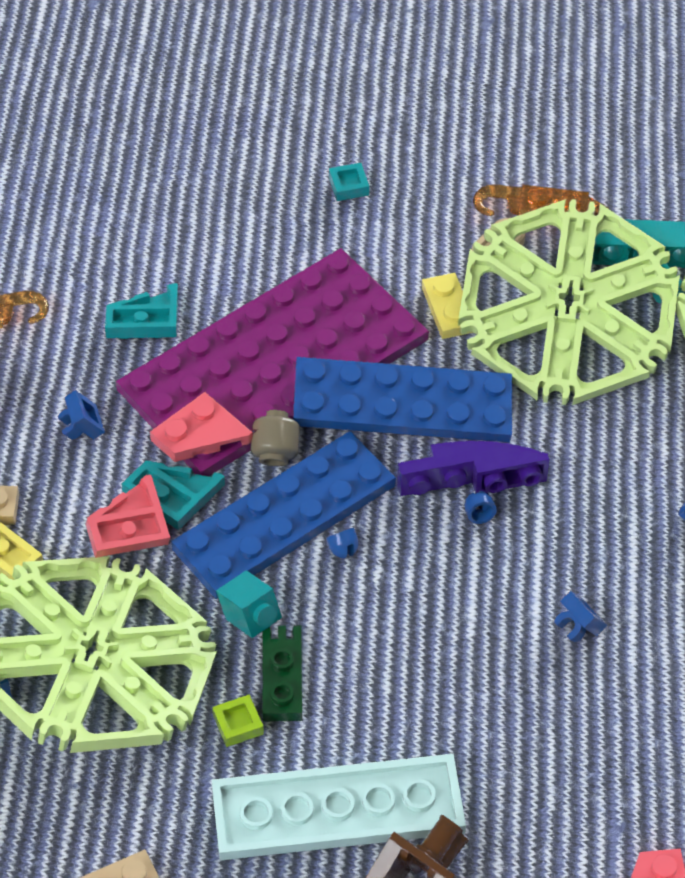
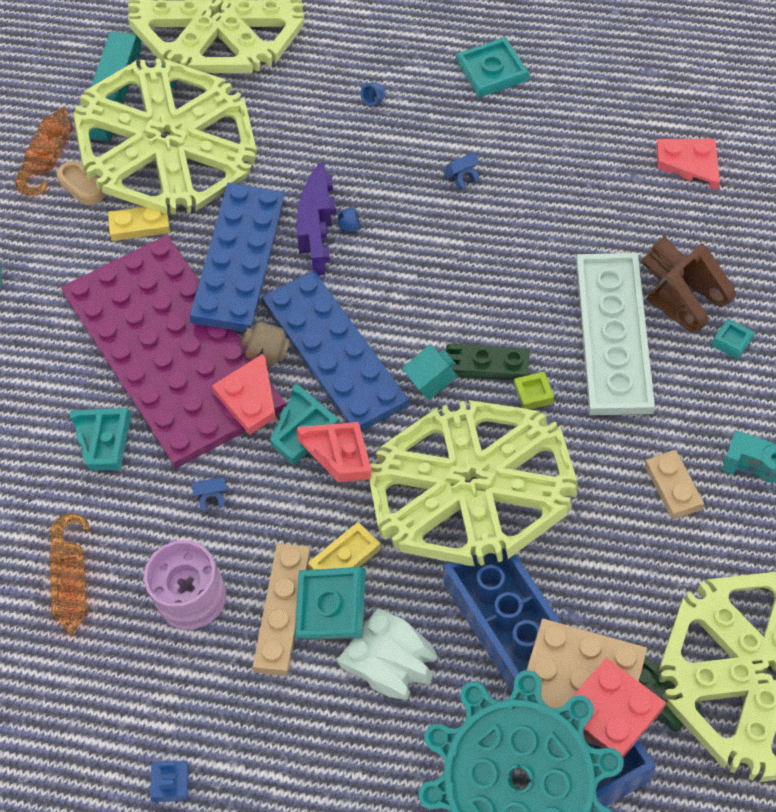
camera: 80 degrees left, 5 degrees up
(343, 543) = (370, 310): blue hinge -> none

